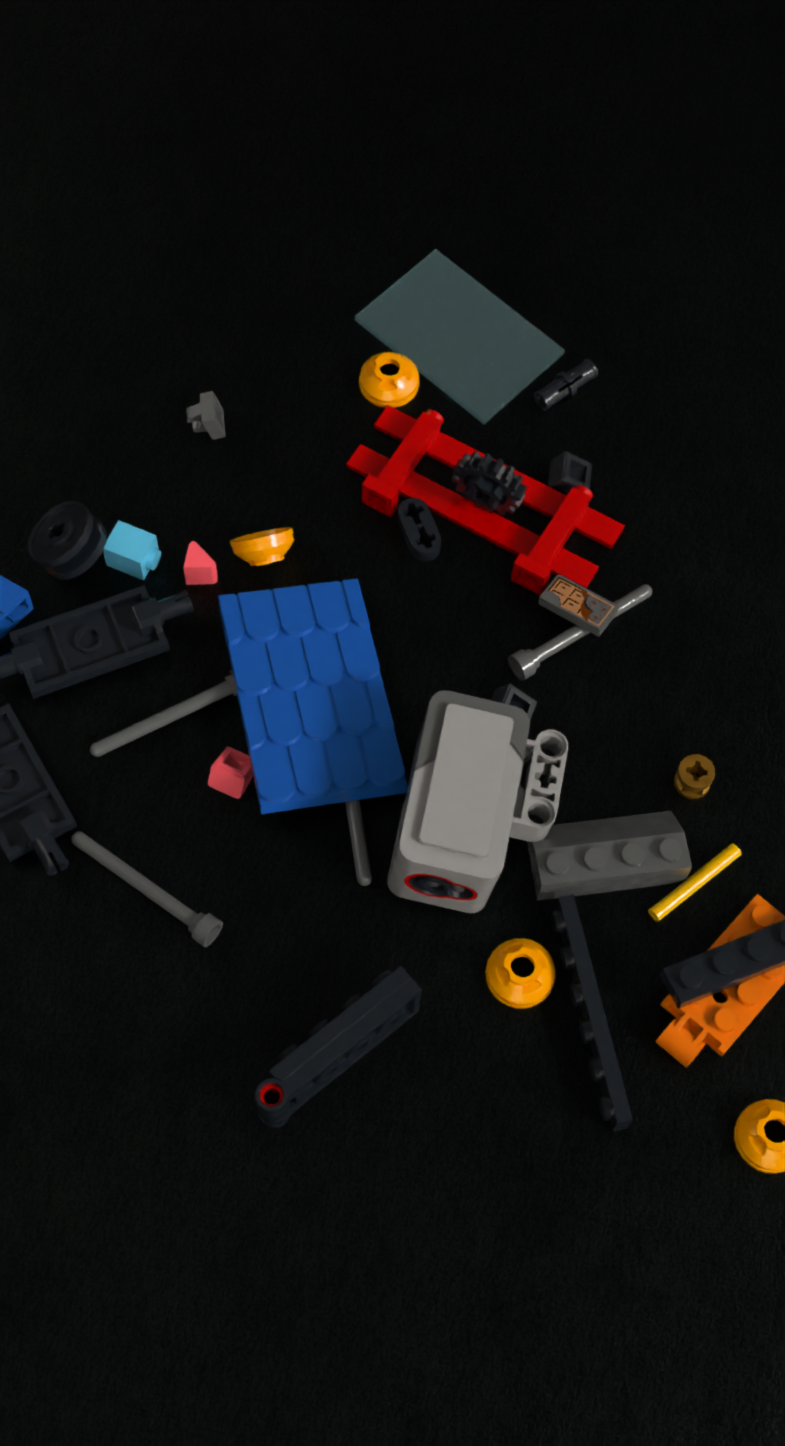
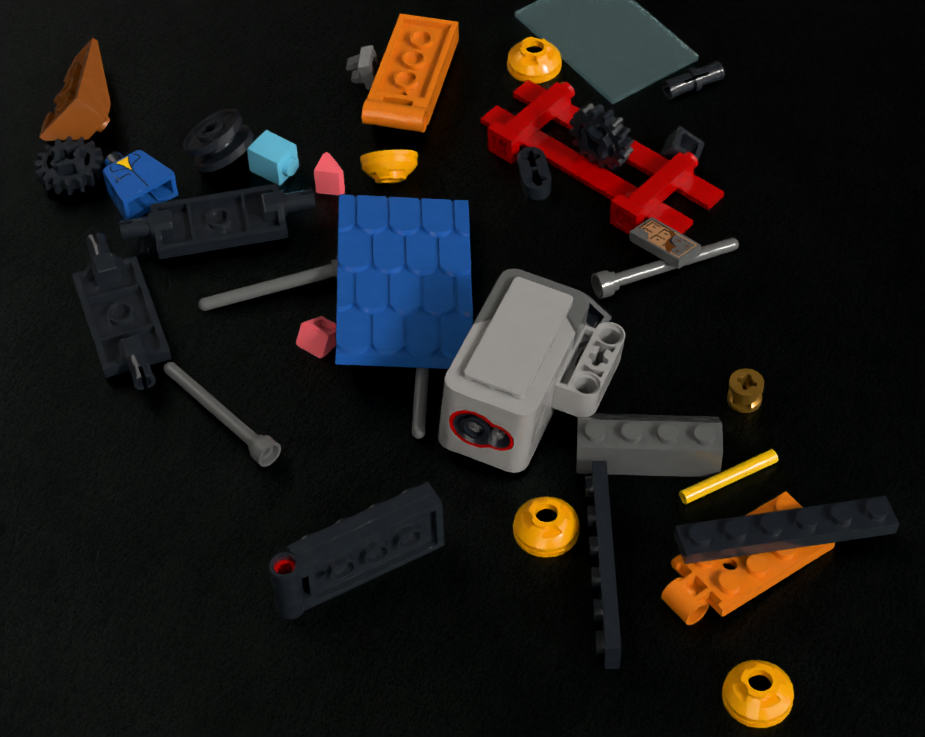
camera: 15 degrees right, 15 degrees down
(260, 418) = (411, 73): none -> orange hinge

